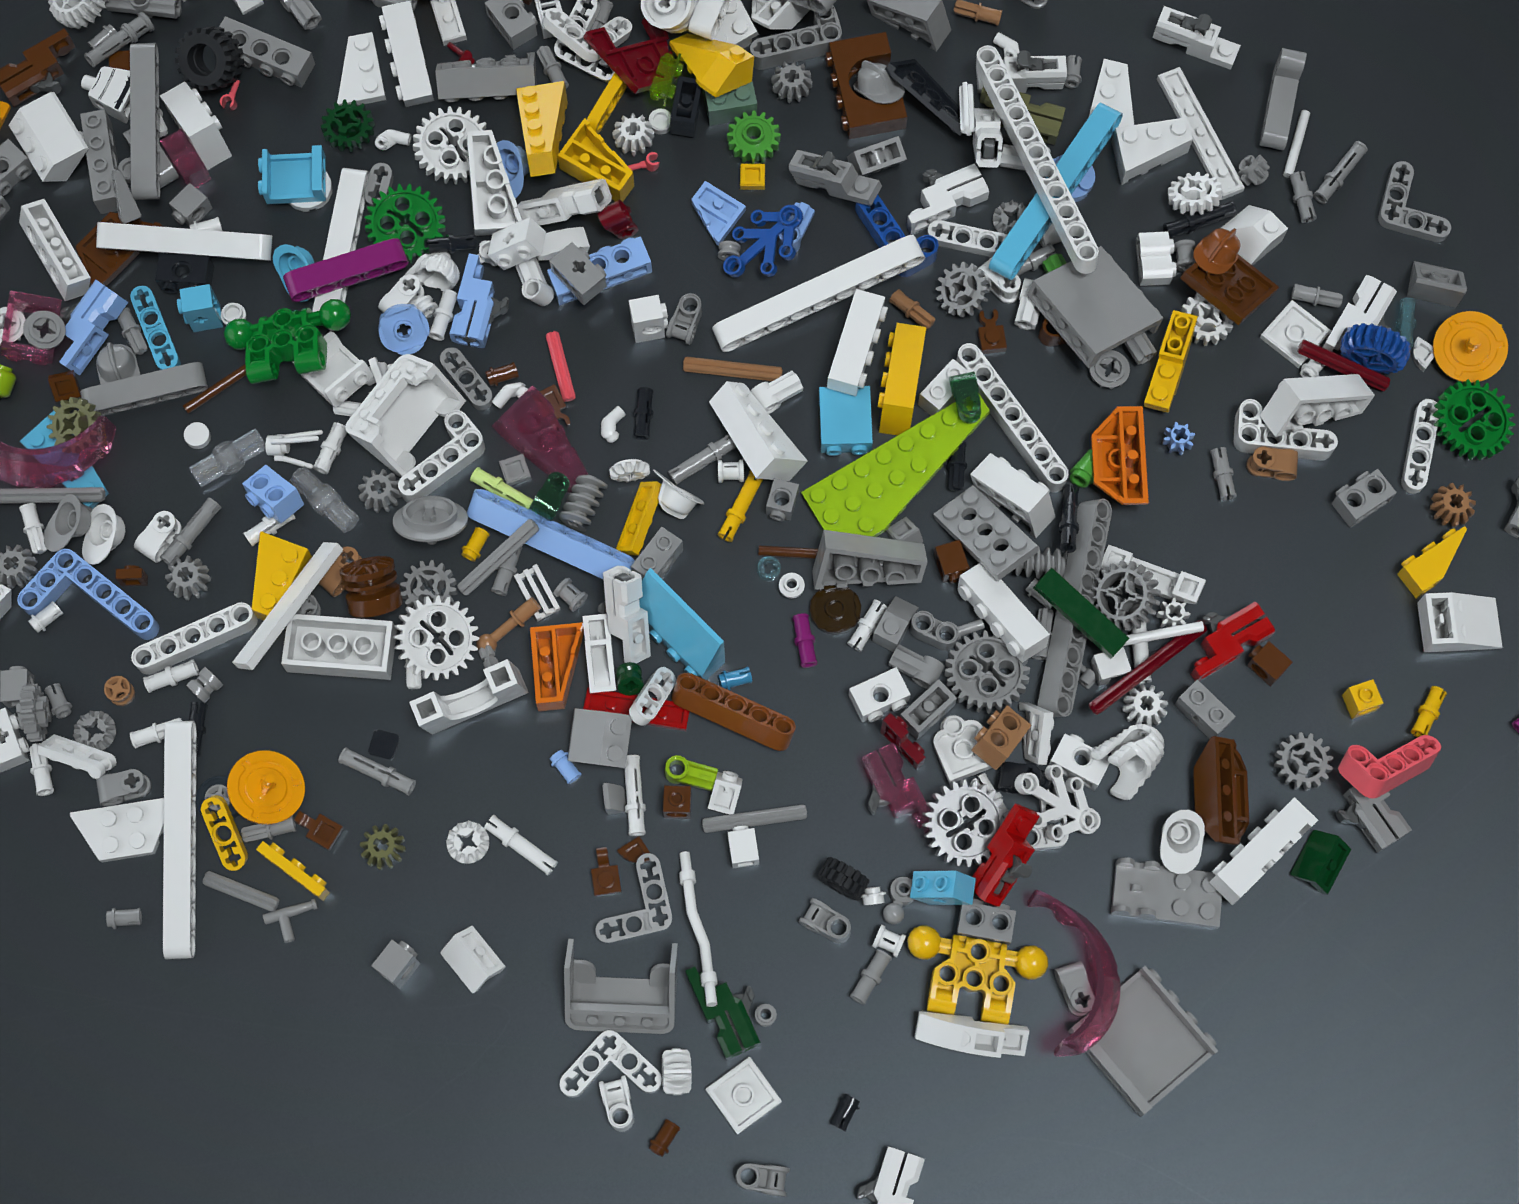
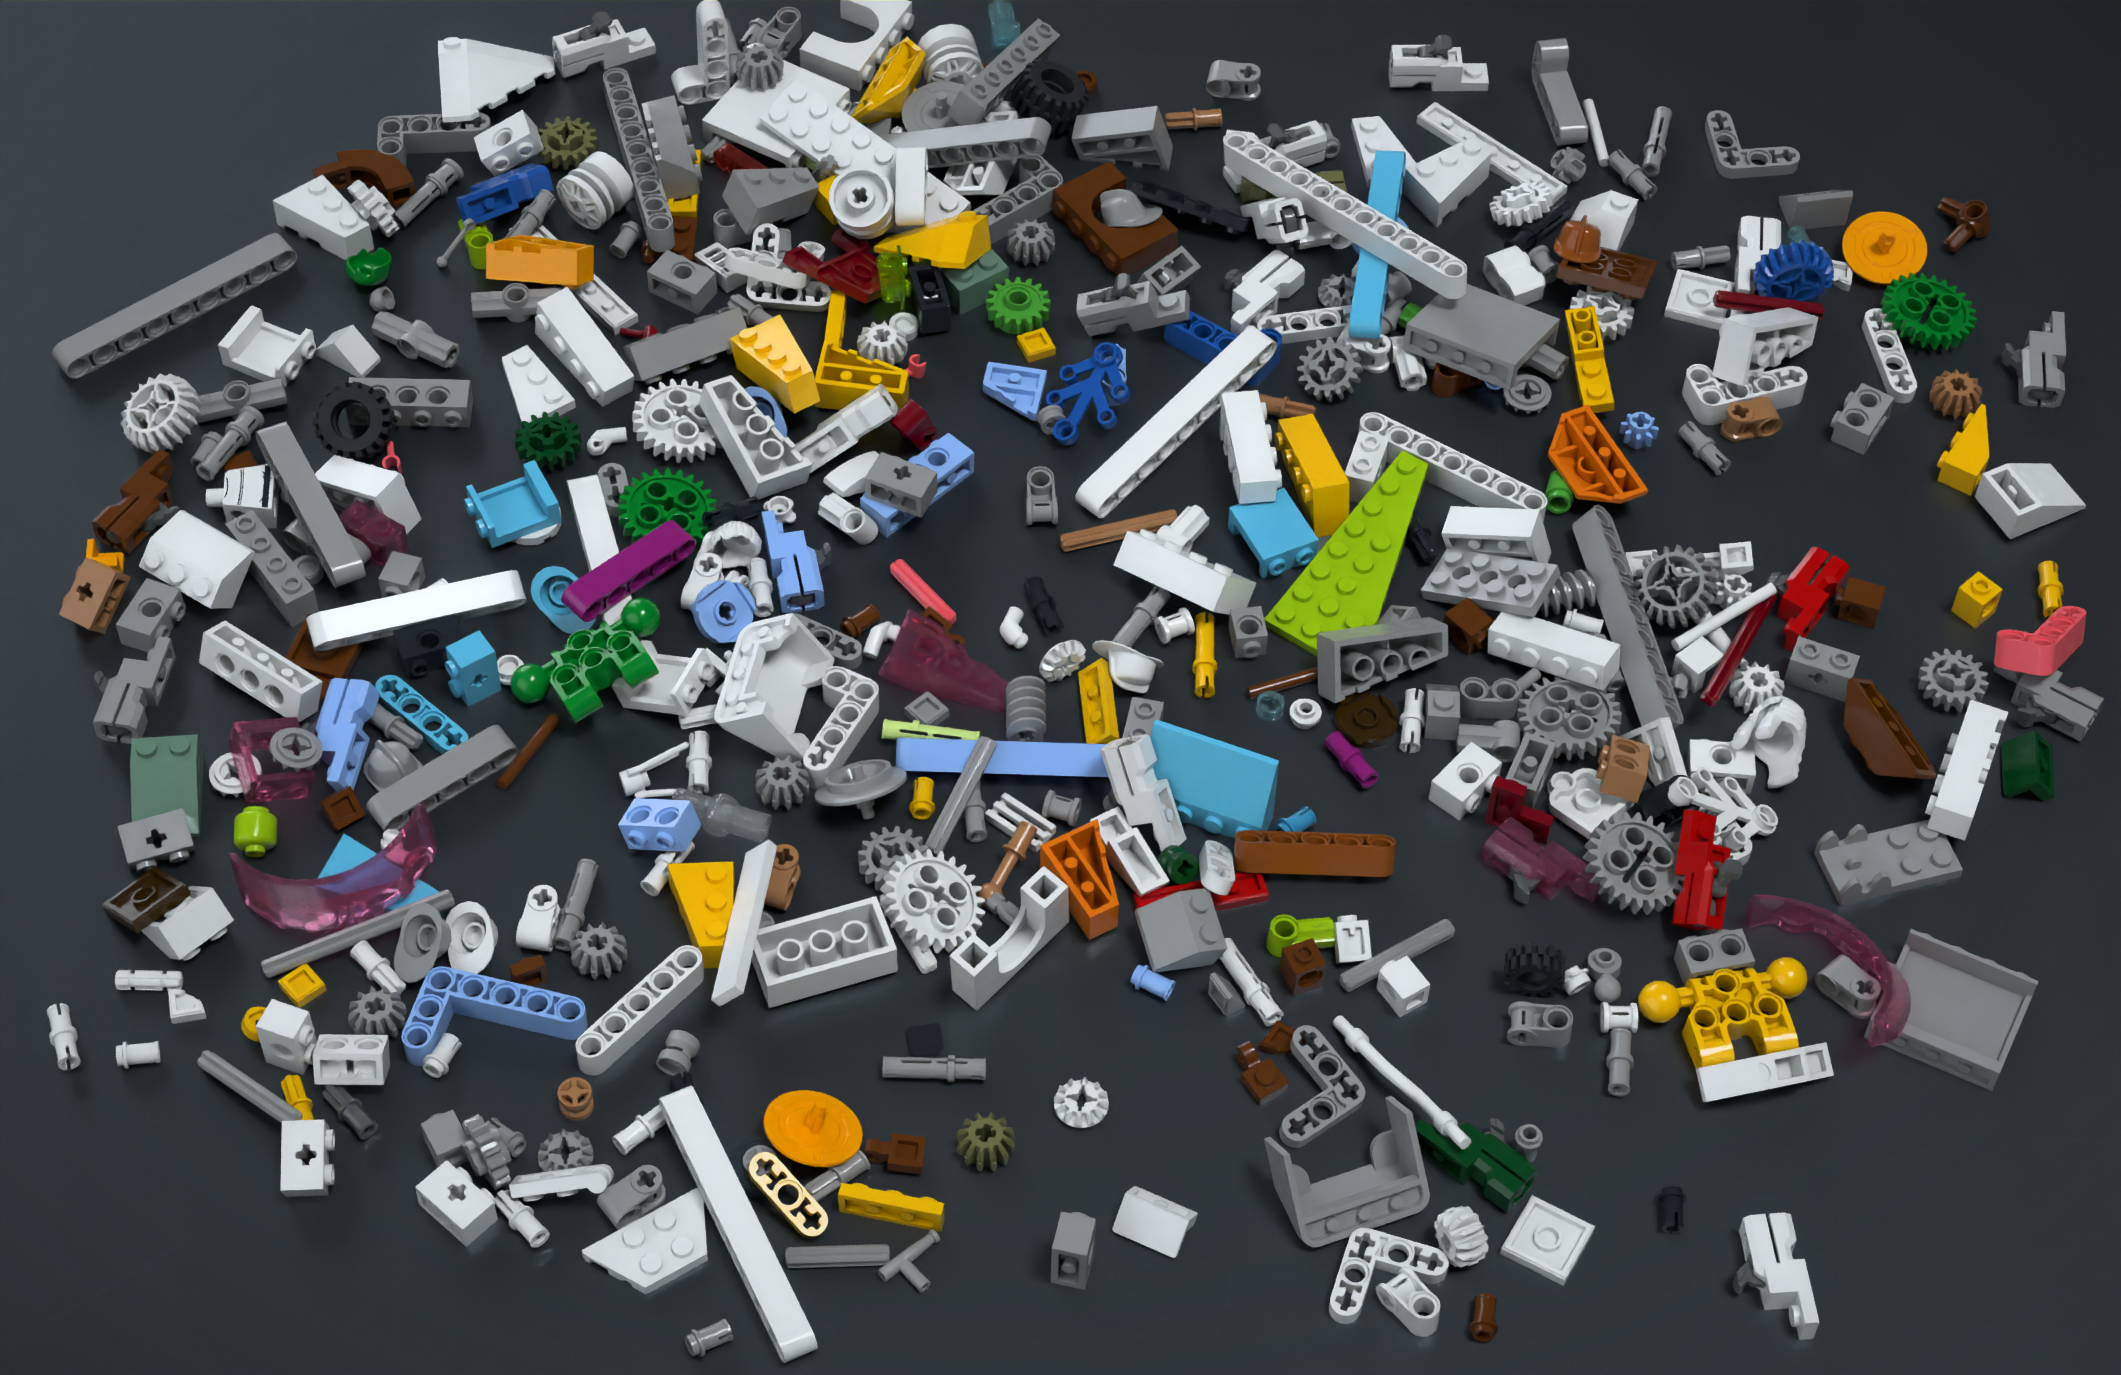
camera: 25 degrees left, 20 degrees down
(69, 425) = (370, 825): olive gear -> none
(125, 202) = (324, 582): light grey slope -> none
(171, 676) = (631, 1060): white pin -> none
(197, 435) = (530, 806): white tile -> none
(228, 457) = (581, 812): clear piece -> none
(371, 586) = (831, 871): reddish brown wheel -> none
(516, 243) = (813, 482): white brick -> none
(520, 844) = (1145, 1080): white pin -> none
(550, 496) = (988, 714): clear green piece -> none
(648, 318) = (1000, 506): white brick -> none
(765, 1179) = (1626, 1311): light grey piece -> none
(942, 887) = (1649, 934): medium azure brick -> none
(966, 393) = (1399, 454): clear green piece -> none
(967, 114) = (1236, 204): white axle -> none
(991, 336) = (1380, 402): reddish brown plate -> none
(1069, 526) = (1575, 544): black pin -> none
(1081, 613) = (1641, 614): dark green tile -> none
(1182, 841) = (1875, 795): white piece -> none

